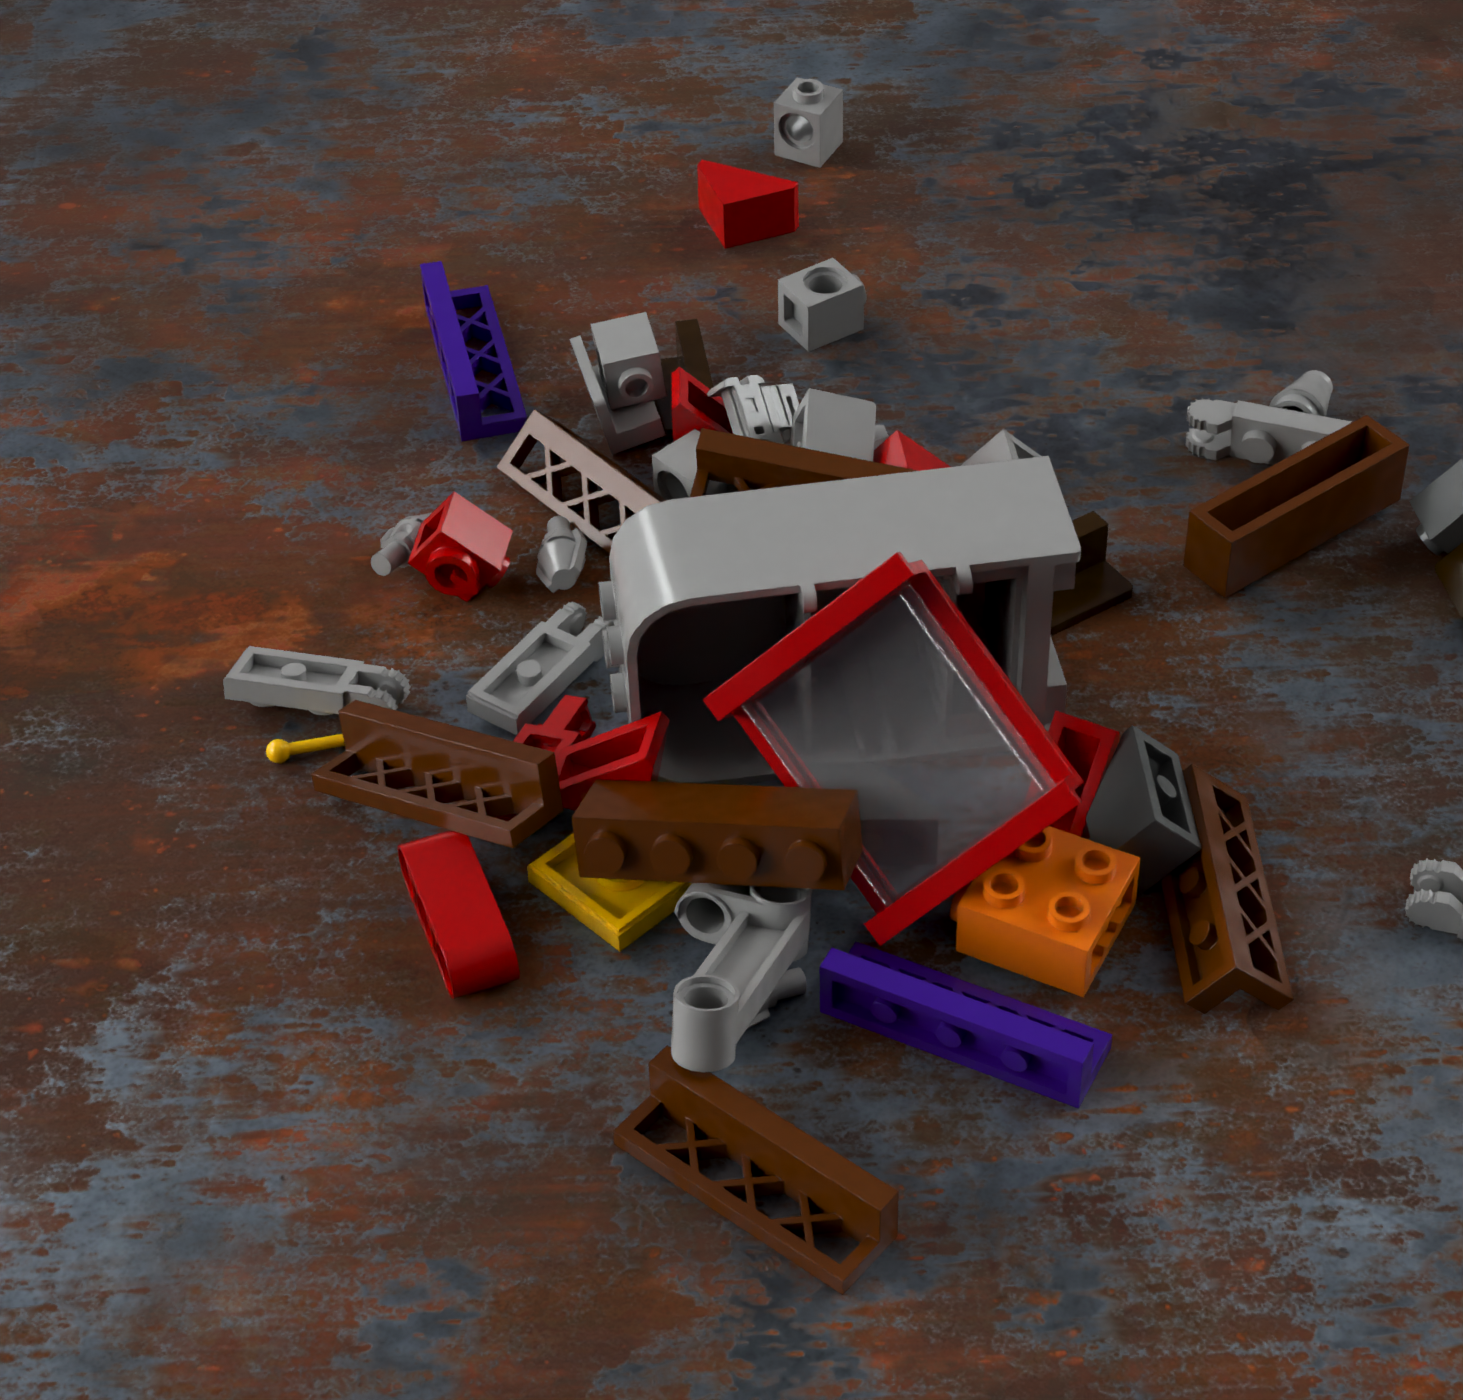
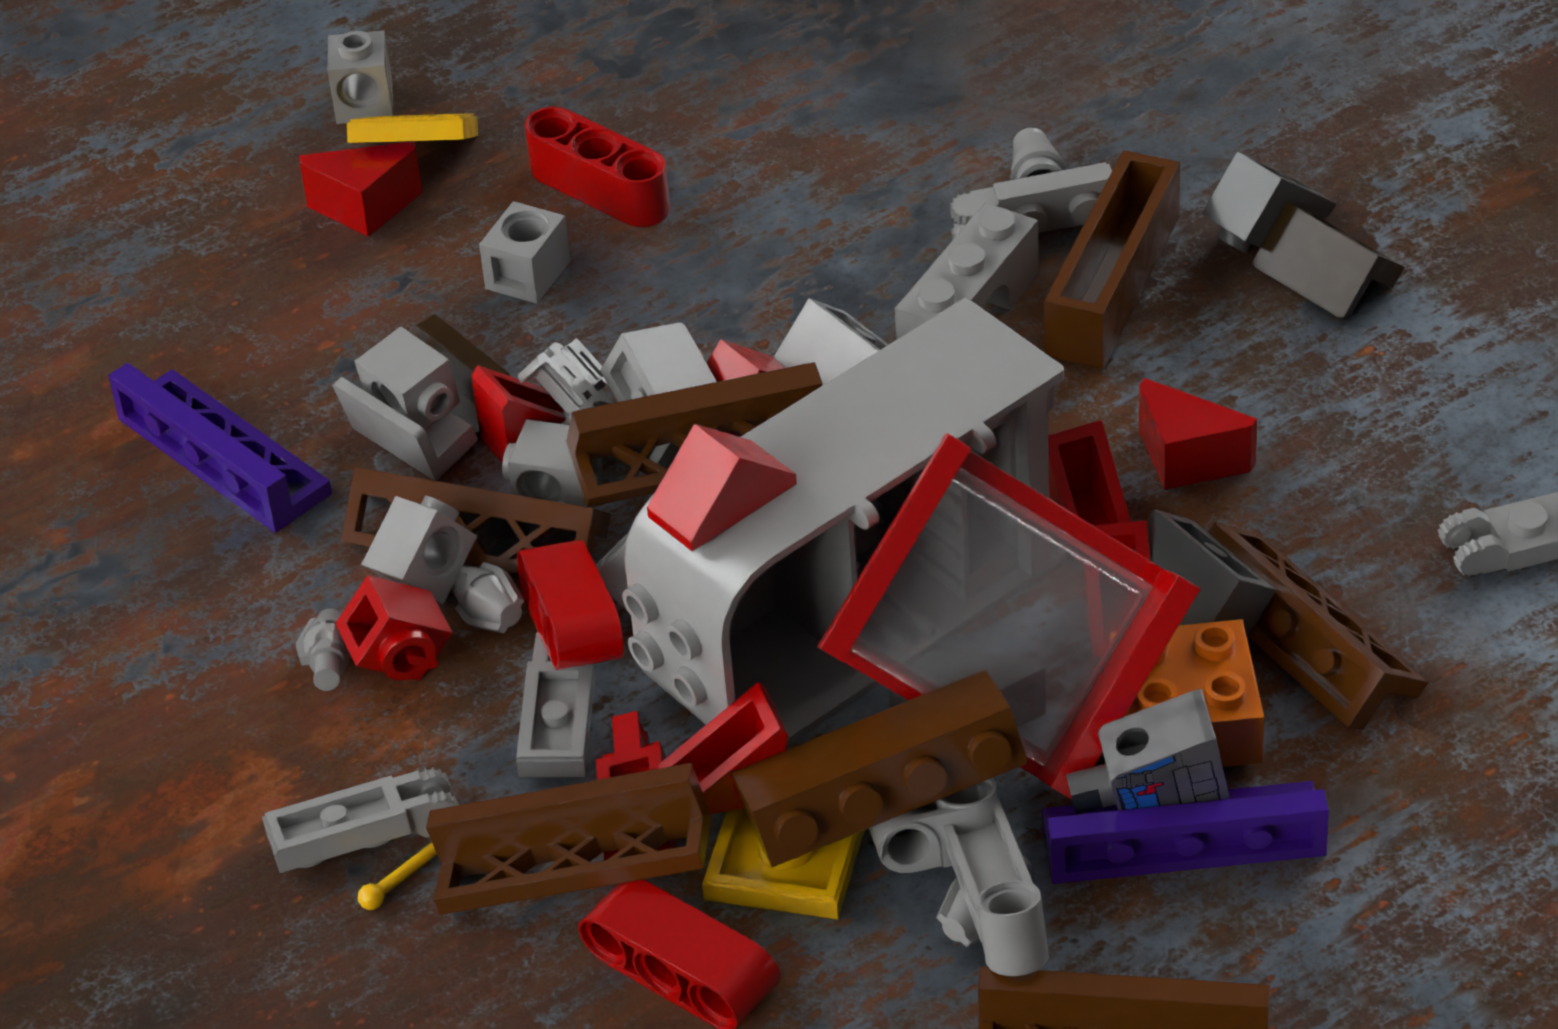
camera: 30 degrees left, 0 degrees up
(538, 515) = (420, 546): none -> light grey brick
(574, 602) = (569, 605): none -> red beam
(694, 514) = (715, 485): none -> slope
(810, 174) = (412, 128): none -> yellow tile
(935, 262) = (597, 166): none -> red beam
(962, 943) = (1154, 759): none -> flat silver torso
(1112, 675) = (1085, 475): none -> red slope
(1185, 460) = (986, 262): none -> light grey arch
(1249, 688) = (1193, 437): none -> red slope

